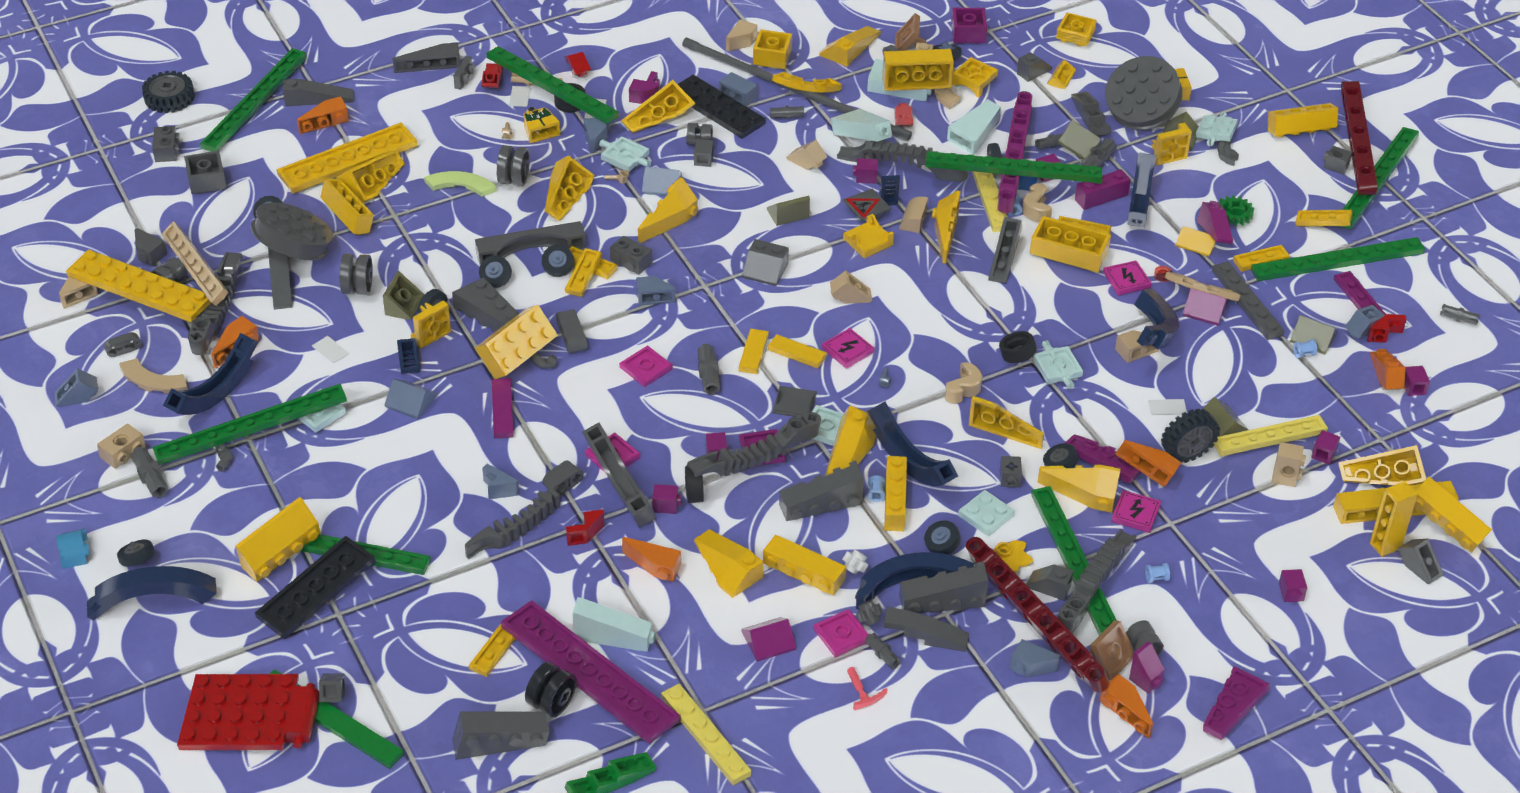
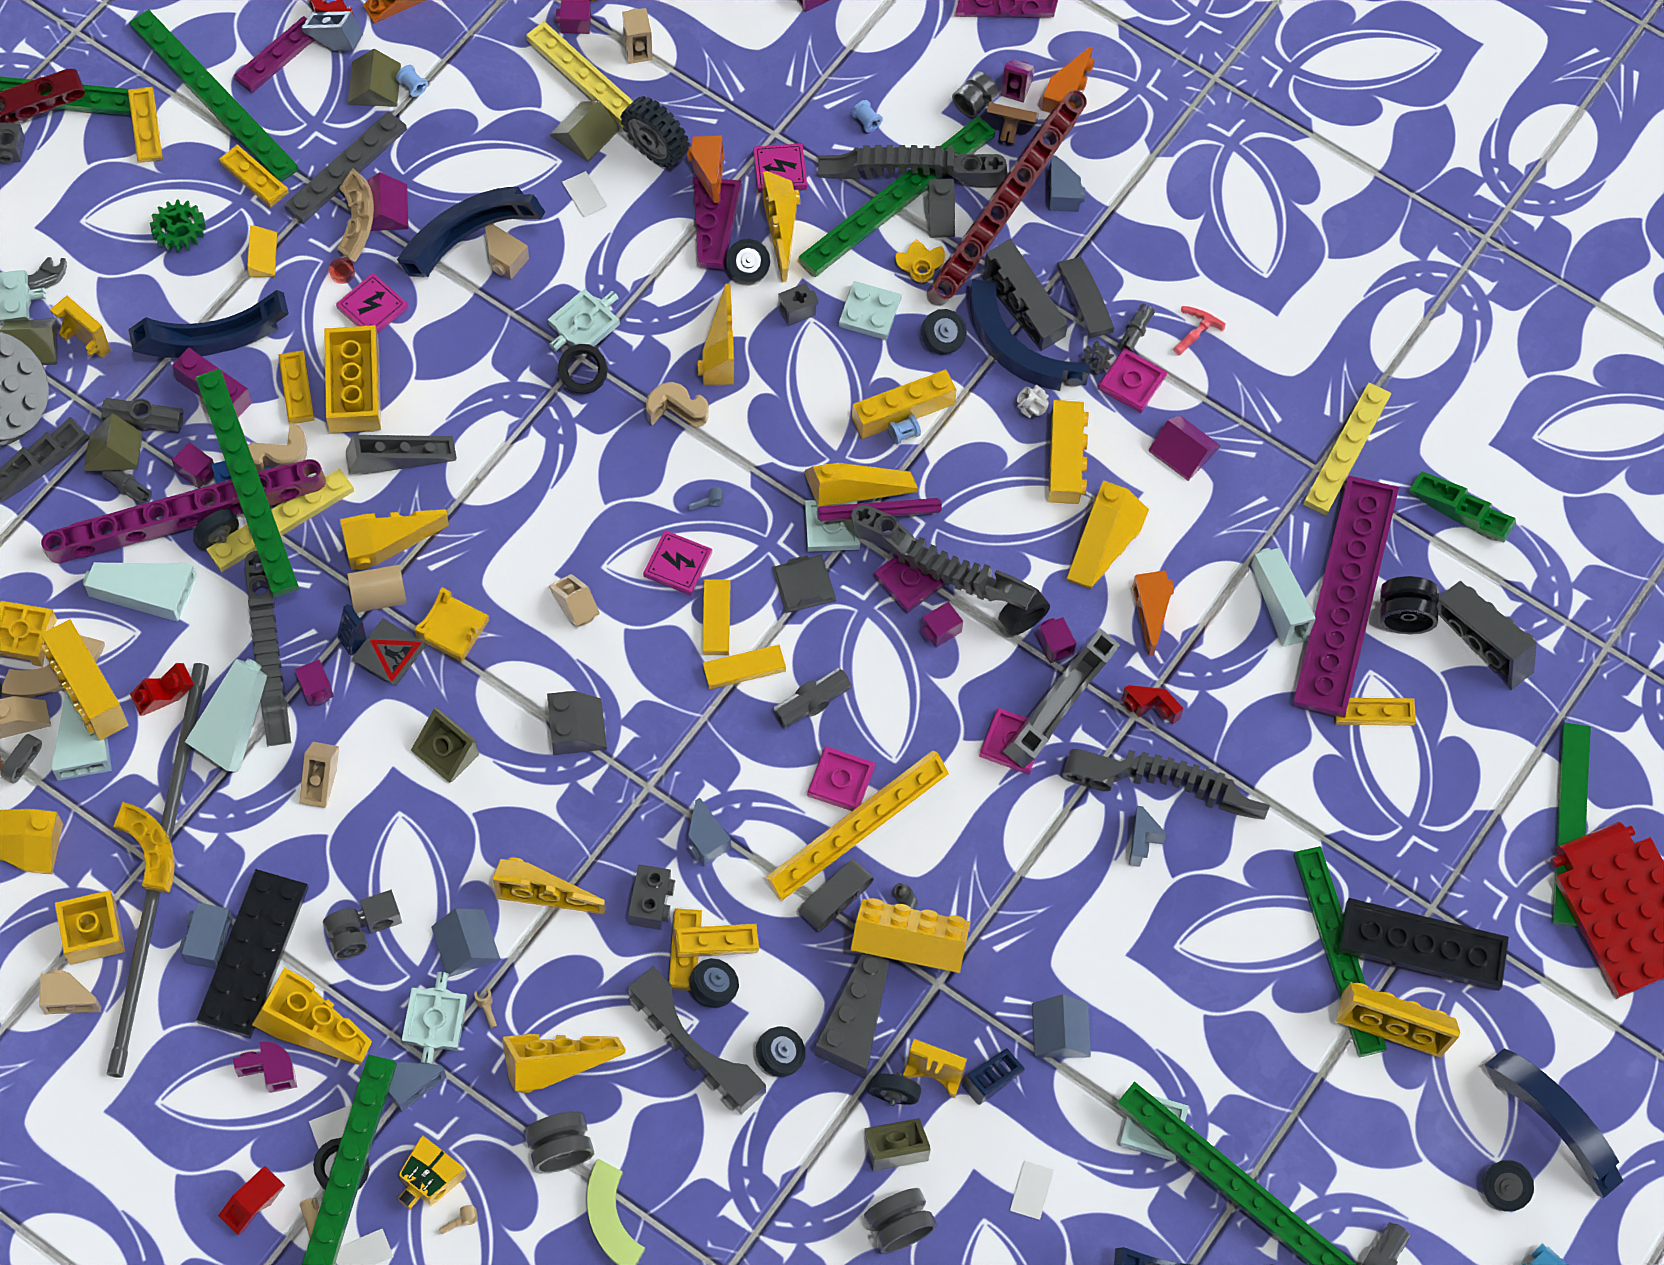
camera: 120 degrees left, 20 degrees up
(225, 457) = (1294, 1191): dark grey arm -> none
(332, 687) = (1544, 835): dark grey brick -> none
(502, 408) = (1015, 907): magenta tile -> none
(608, 358) = (857, 825): none -> yellow plate
(787, 112) = (226, 847): dark grey pin -> none
(820, 444) = (893, 508): none -> magenta axle
(823, 494) = (953, 473): dark grey wedge -> none
(894, 441) = (837, 410): dark blue arch -> none
(1215, 222) = (225, 231): magenta slope -> none

